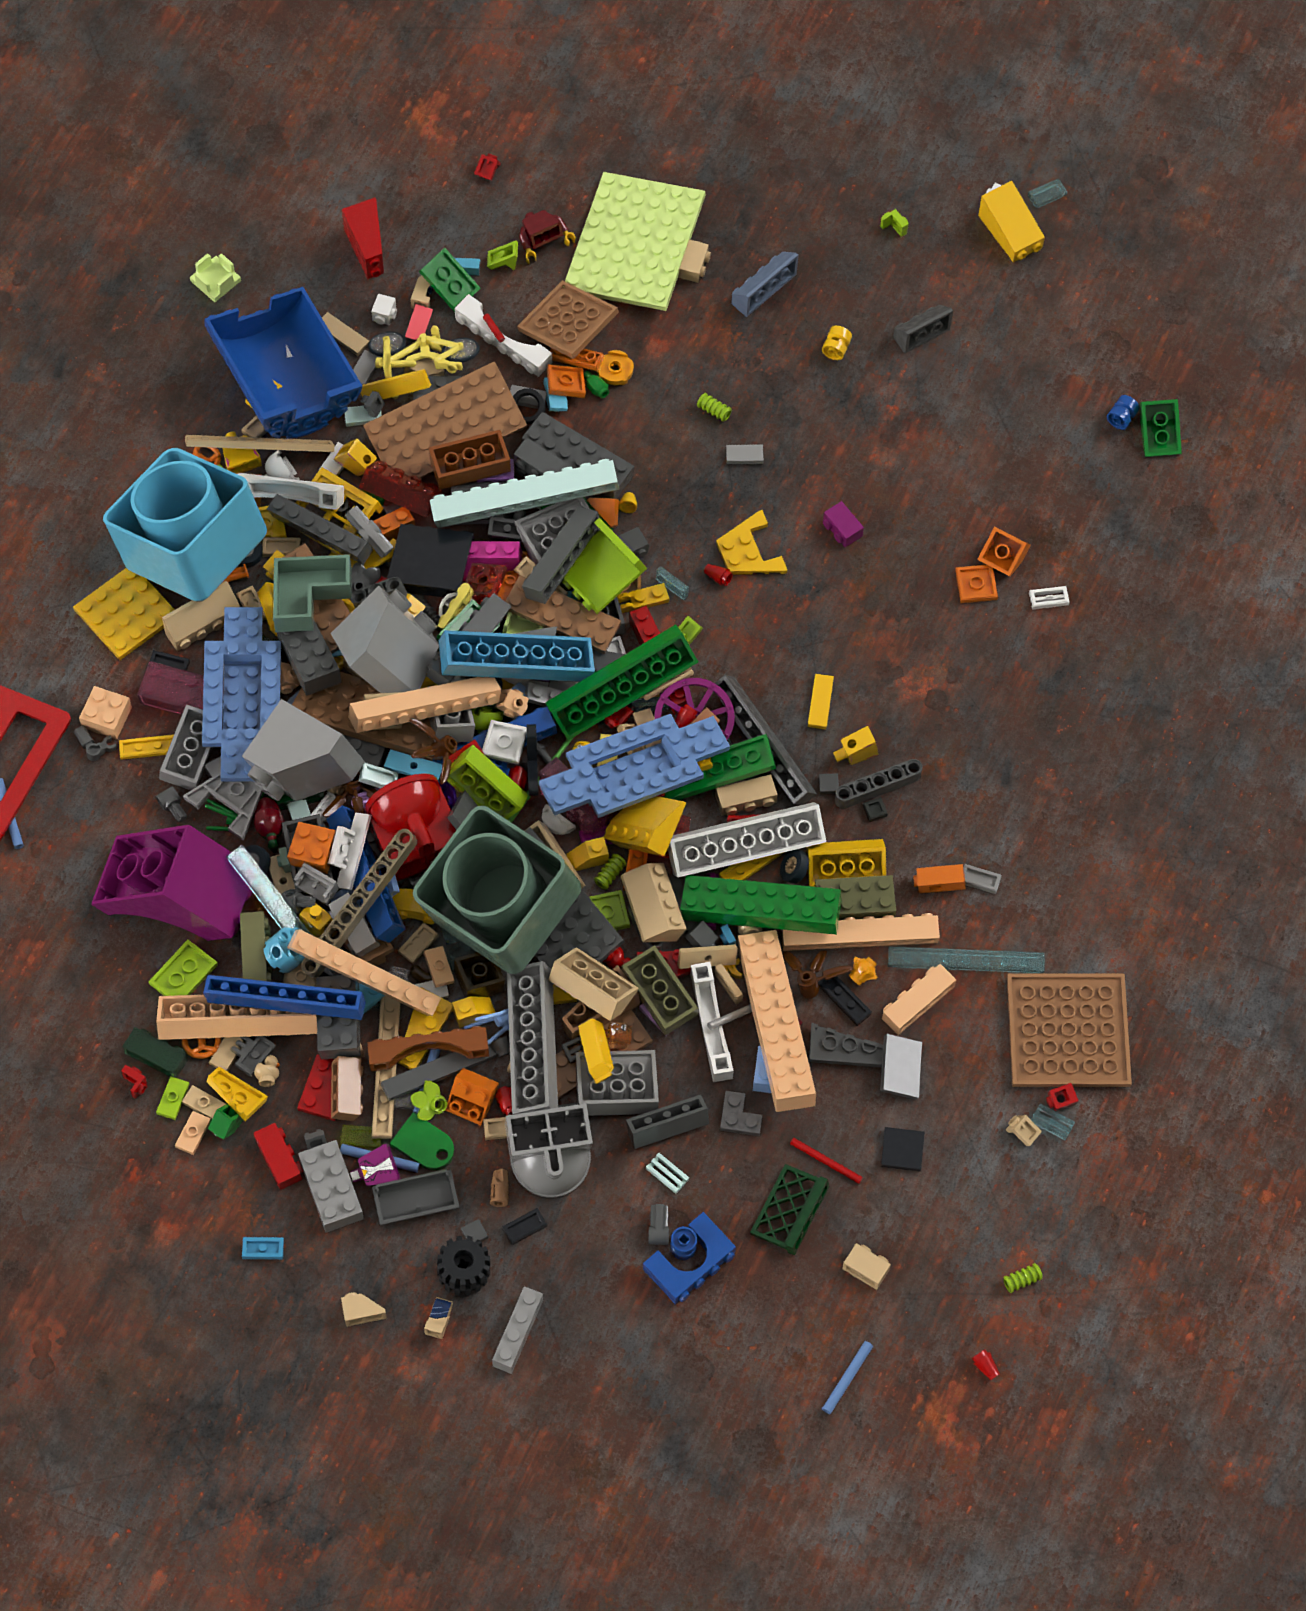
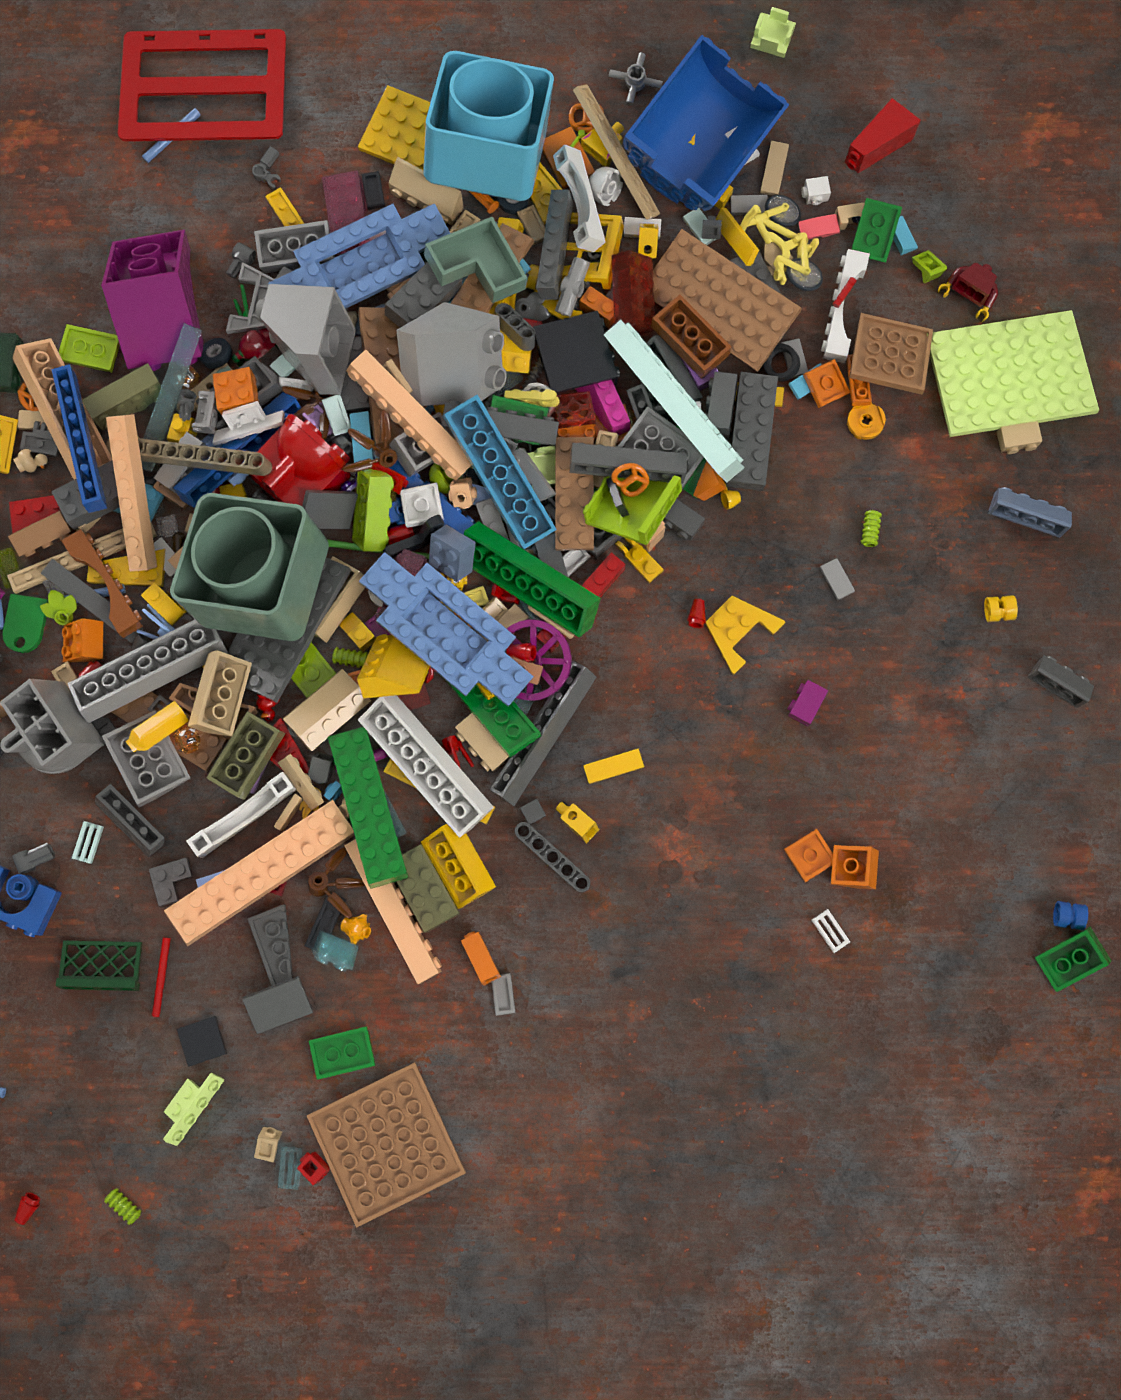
camera: 70 degrees right, 15 degrees up
(105, 712) = (297, 162): light nougat brick -> none
(192, 402) = (634, 84): none -> light grey bar
(278, 954) = (132, 406): medium azure brick -> none
(487, 166) = (1019, 205): red bracket -> none
(562, 734) = (451, 553): none -> sand blue brick
(579, 556) = (630, 479): none -> orange piece
(588, 575) = (617, 497): none -> tile
(596, 385) = (839, 412): green plant -> none
(672, 583) = (665, 577): clear light blue tile -> none
(690, 629) = (622, 612): lime bracket -> none
(729, 1017) = (253, 827): light grey bar -> none
(794, 866) = (427, 820): black bush -> none
(866, 1266) = (73, 1059): tan brick -> none
(875, 809) = (527, 865): pearl dark grey tile -> none
(876, 994) = (335, 950): none -> clear light blue slope
(918, 999) = (352, 991): light nougat brick -> none
(954, 1182) = (188, 1105): none -> yellowish green bracket
(966, 959) = (415, 1017): clear light blue tile -> none
(970, 1032) = (342, 1053): none -> green plate

